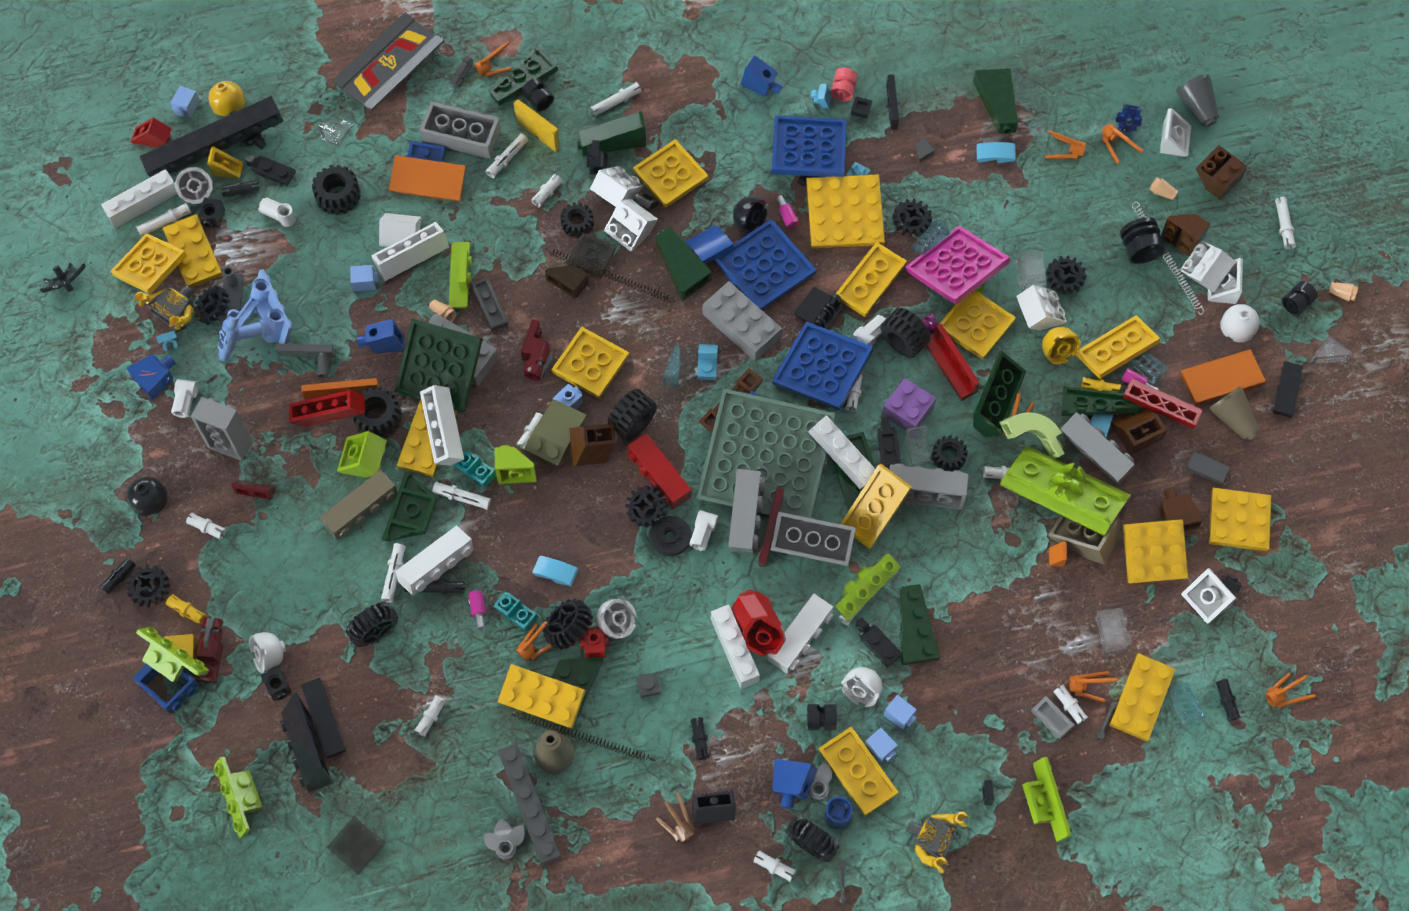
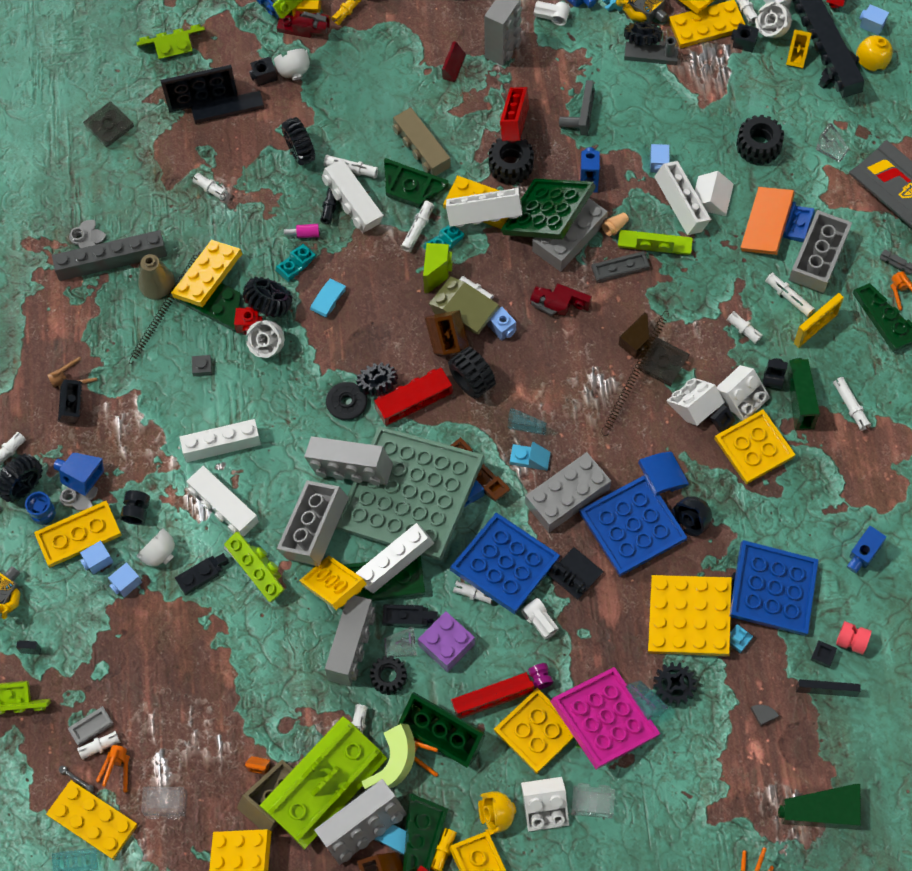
camera: 100 degrees right, 0 degrees up
(206, 526) = (423, 26): white pin -> none
(240, 188) = (772, 62): black pin -> none
(270, 169) = (792, 89): black hinge -> none
(272, 324) = (634, 73): light blue plate -> none
(278, 211) = (741, 92): white piece -> none
(322, 389) = (542, 134): orange tile -> none
(362, 455) = (470, 148): lime slope -> none
(526, 648) = (256, 268): orange plant -> none
(538, 94) = (861, 327): black wheel -> none
(576, 210) = (709, 342): black tyre -> none
(590, 362) = (541, 348): yellow plate -> none
(682, 263) = (640, 442): dark green slope -> none
(699, 738) = (141, 402): black pin -> none
(704, 526) = (348, 430): white piece -> none
(758, 623) = (233, 458): red brick -> none
(768, 538) = (354, 493): dark red tile -> none
(787, 213) = (694, 556): dark pink piece -> none
(822, 96) = (840, 613): medium azure tile -> none
(871, 279) = (604, 629): yellow plate -> none
(905, 332) = (527, 646): black tyre -> none
(918, 638) = (201, 610): dark green wing -> none
(998, 151) = (752, 793): medium azure slope -> none
(1068, 274) = (591, 845): black gear -> none

